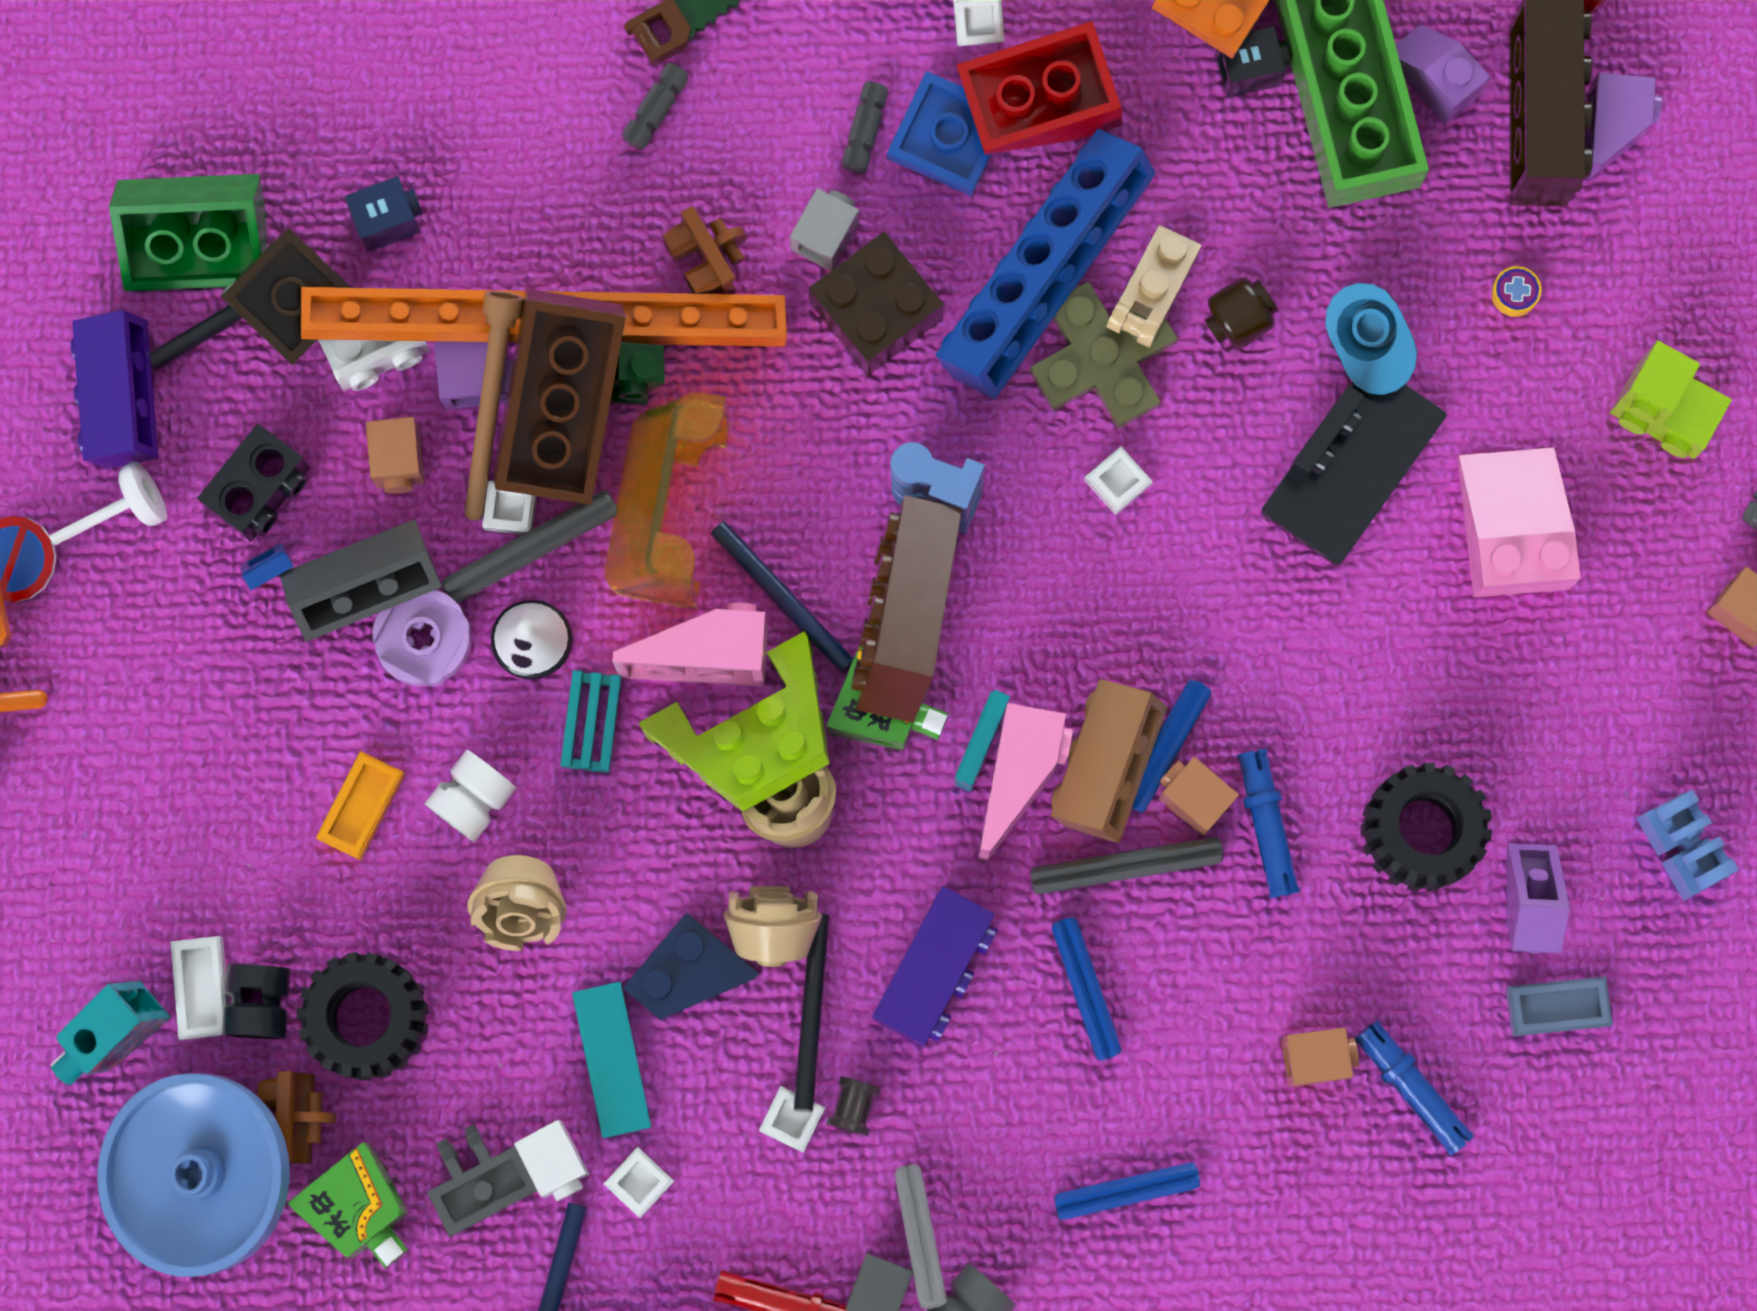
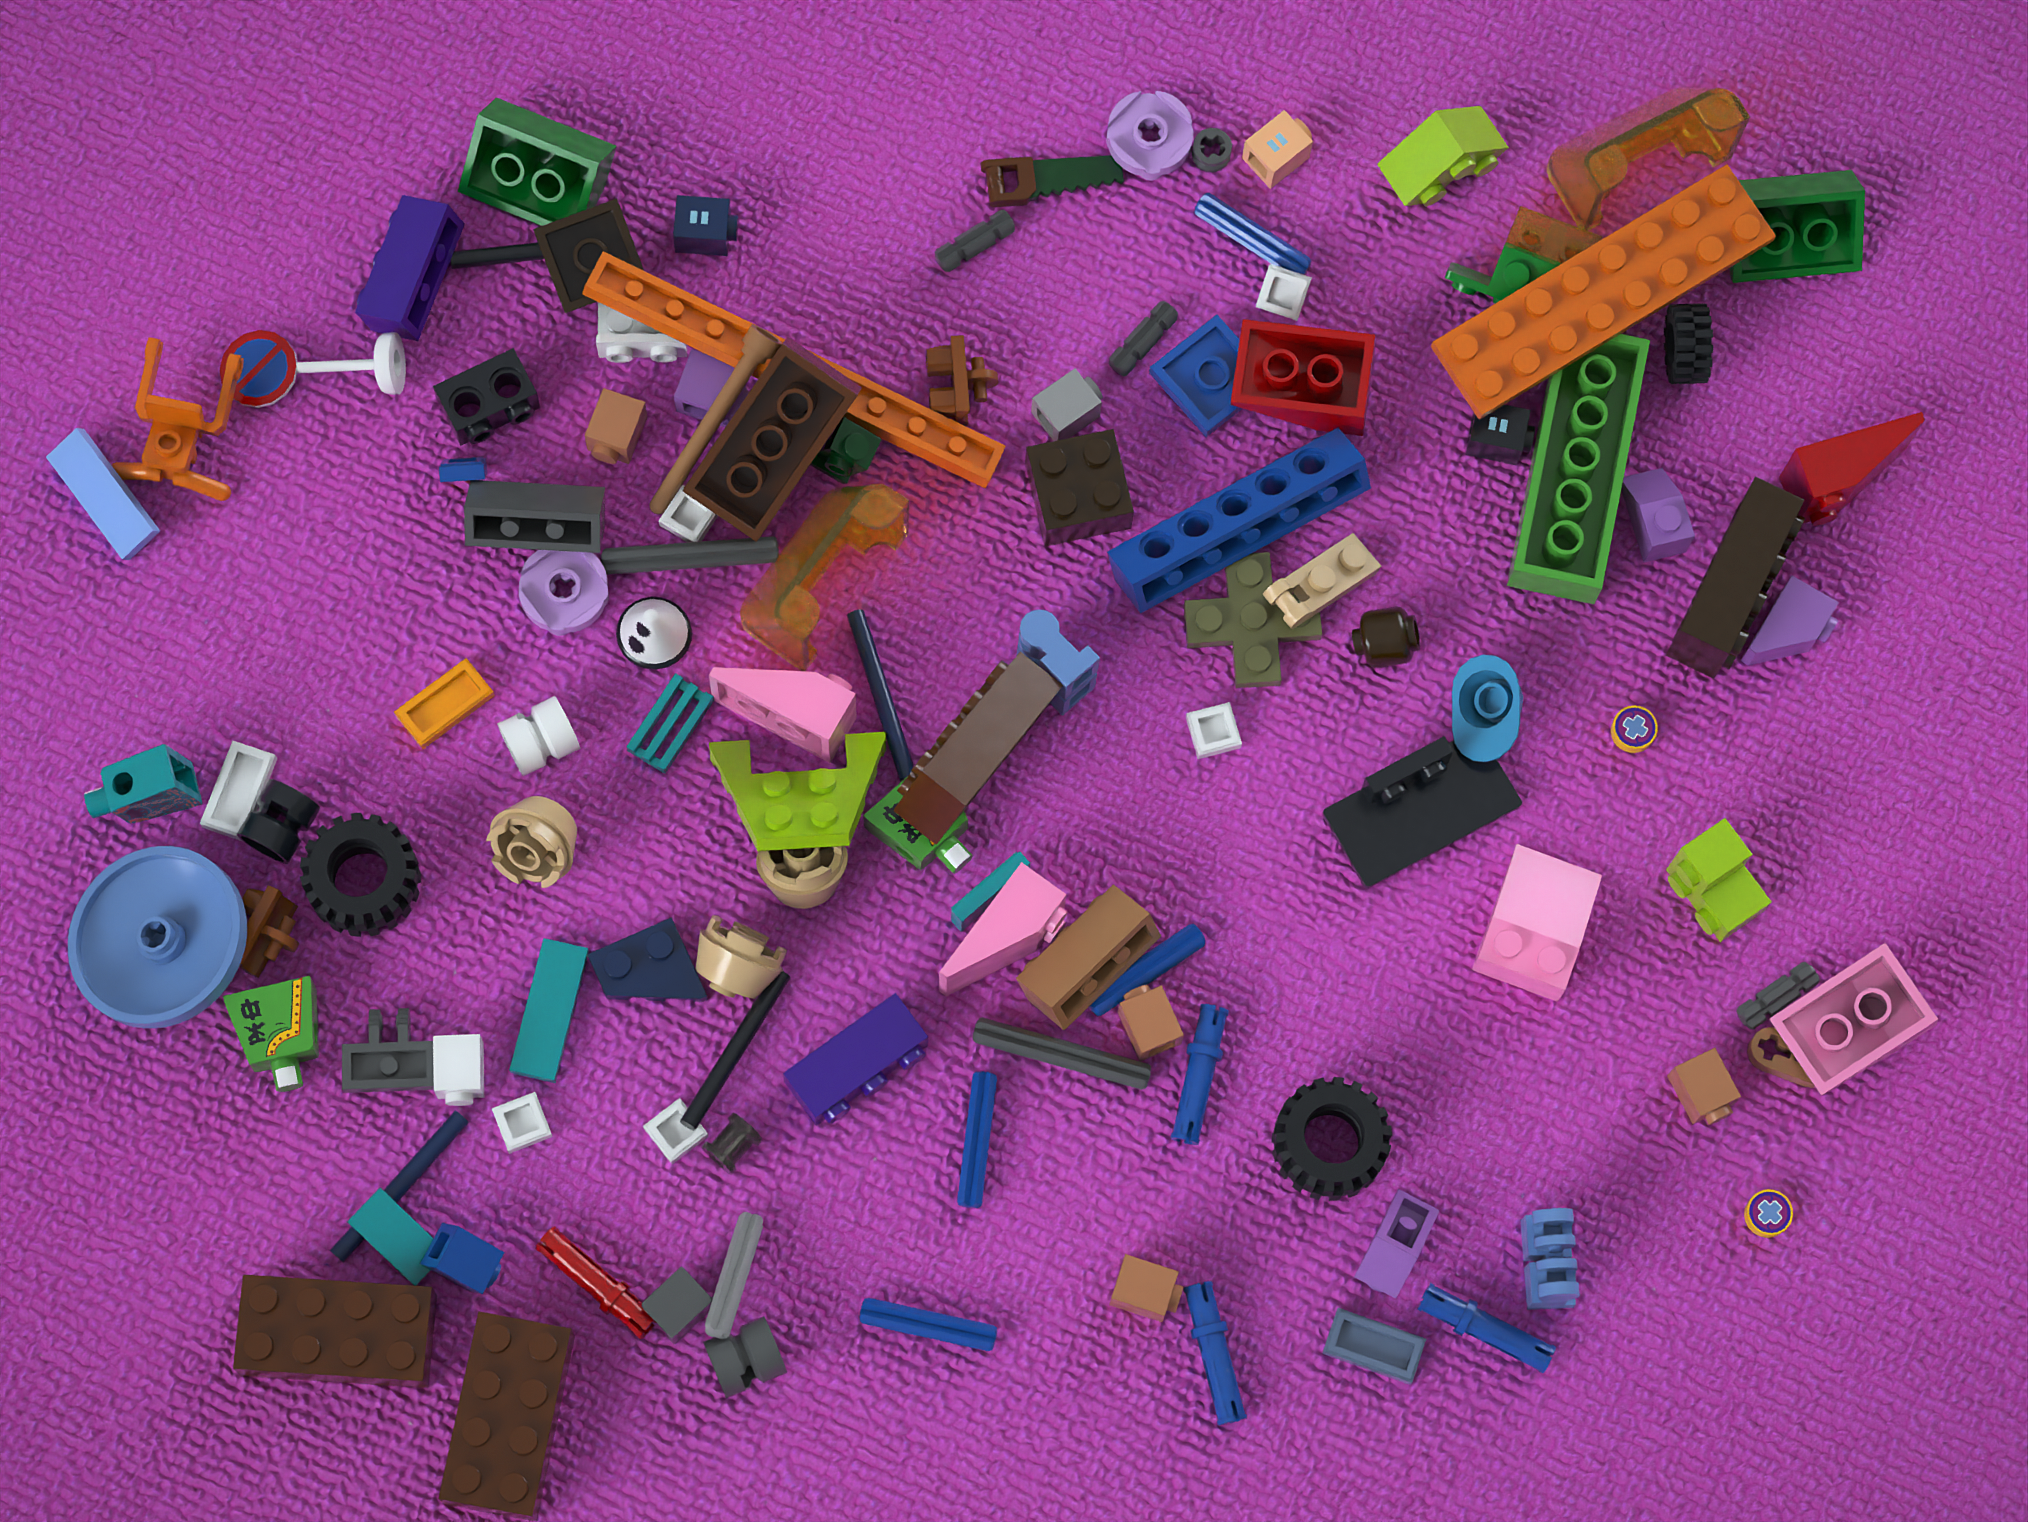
camera: 20 degrees right, 5 degrees down
(1640, 938) = (1485, 1327): none -> blue pin

